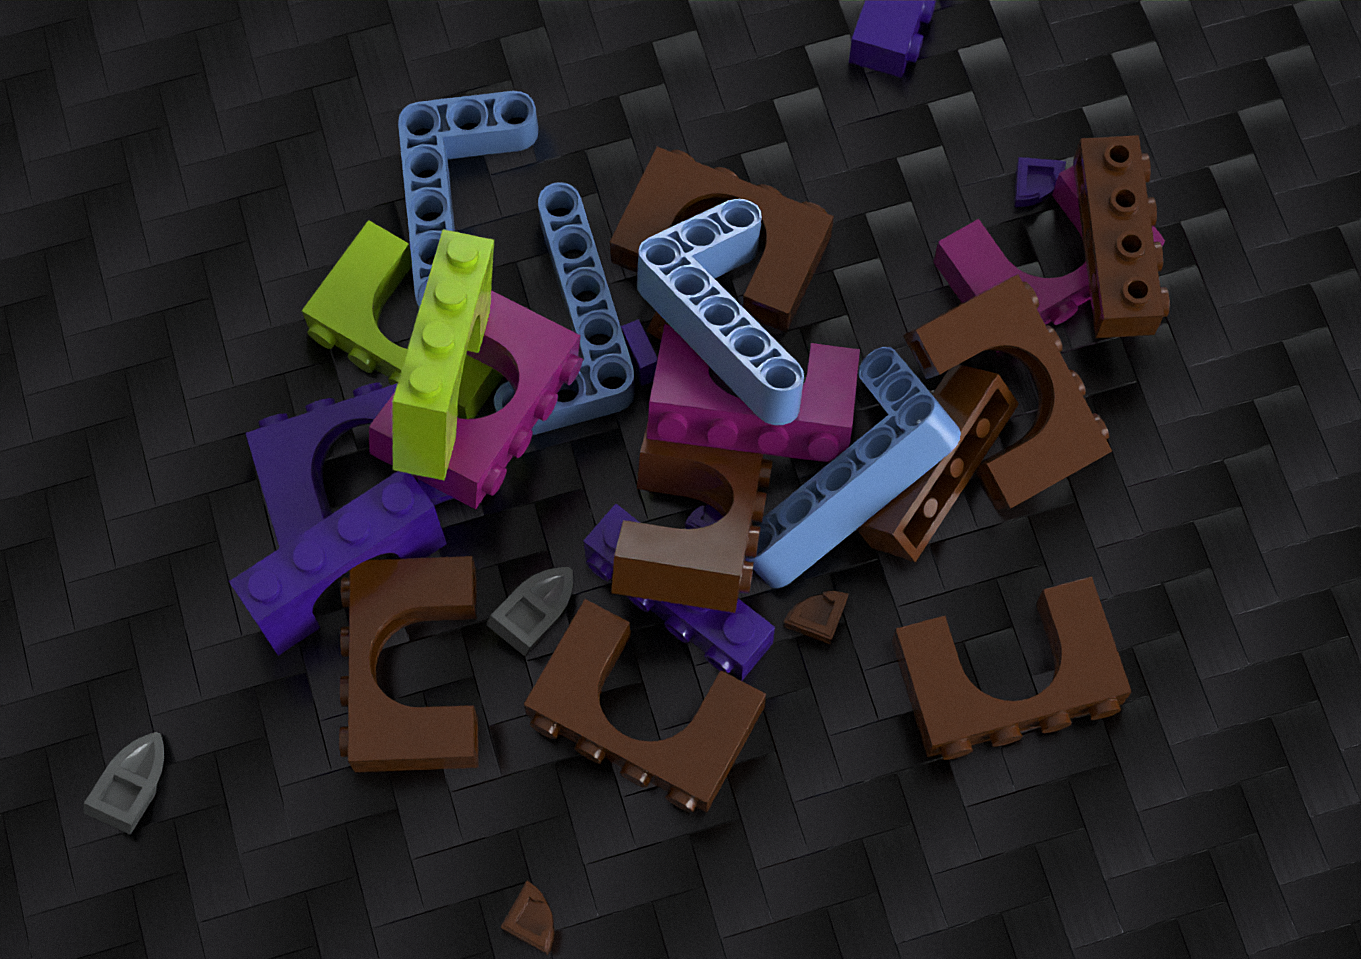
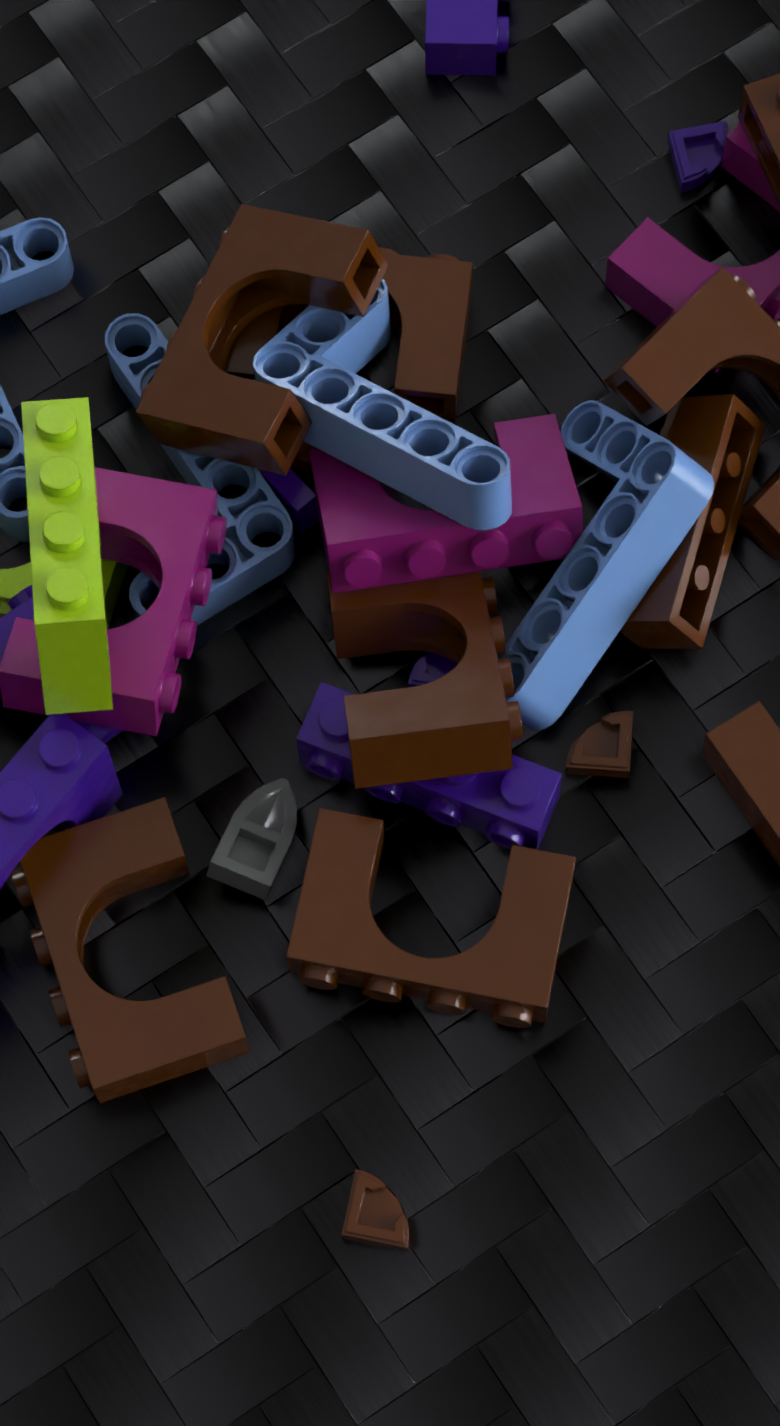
camera: 15 degrees left, 0 degrees up
(666, 175) = (260, 265): none -> reddish brown arch

